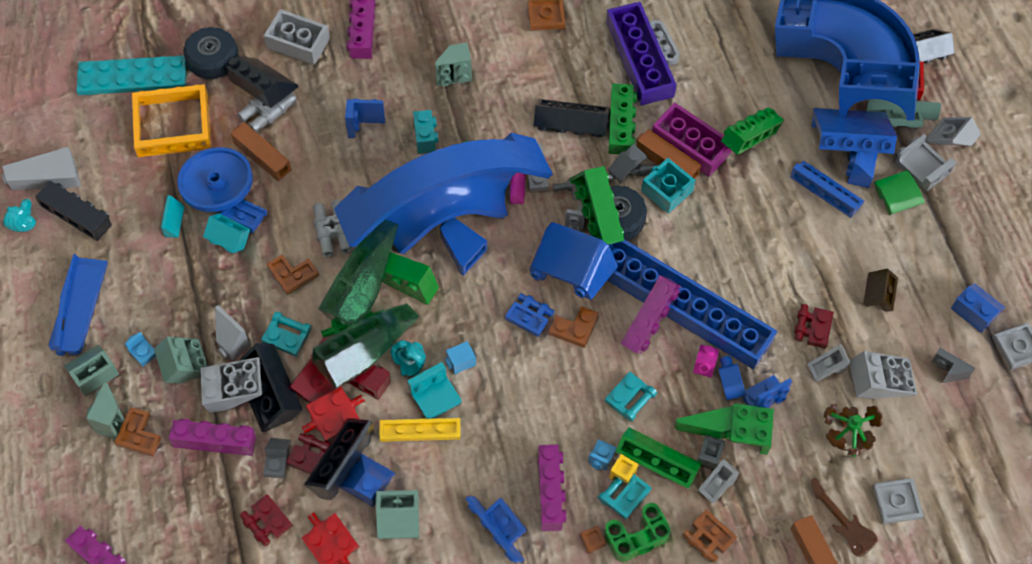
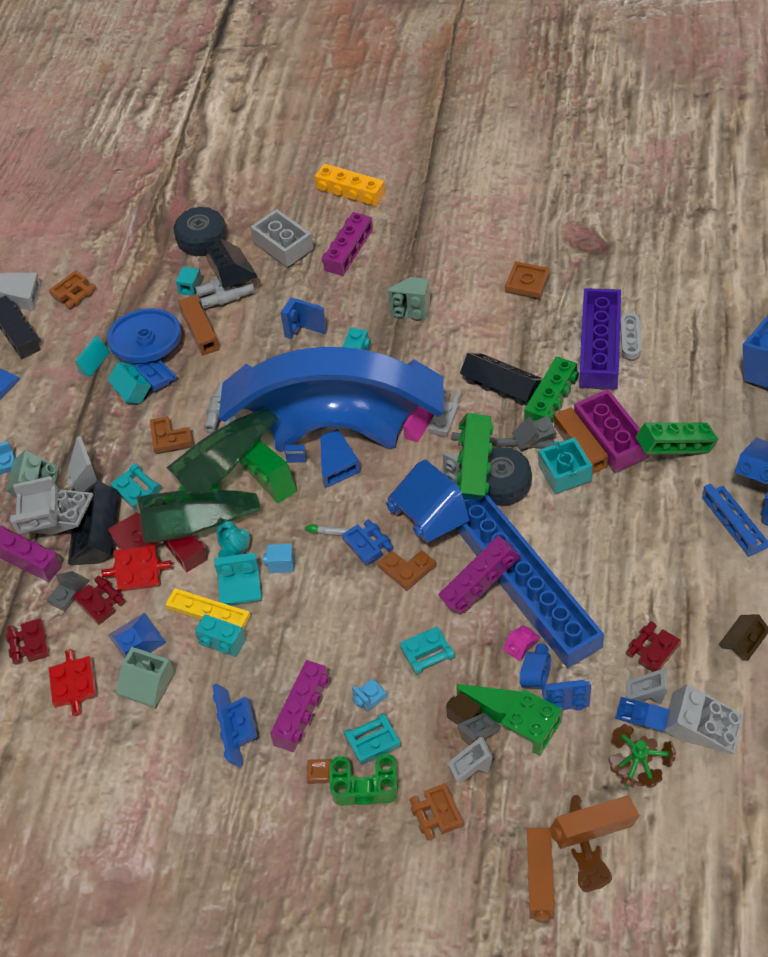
camera: 30 degrees right, 10 degrees down
(107, 148) = (68, 286): none -> dark orange plate
(131, 75) = (125, 233): teal plate -> none
(171, 144) = (133, 298): light orange window -> none
(211, 388) = (35, 505): none -> light grey panel
(227, 108) = (188, 280): none -> teal brick
(340, 458) = (119, 608): black slope -> none
(422, 252) = (295, 453): none -> blue tile
(445, 450) = (220, 635): none -> teal brick
(475, 318) = (313, 528): none -> light grey piece
(623, 469) = (380, 713): yellow panel -> none
(658, 457) = (421, 715): green brick -> none
(689, 440) = (462, 708): none -> dark brown brick
(835, 388) = (642, 713): none -> blue slope
(843, 496) = (594, 822): none -> dark orange brick
(897, 501) = (657, 853): light grey tile -> none

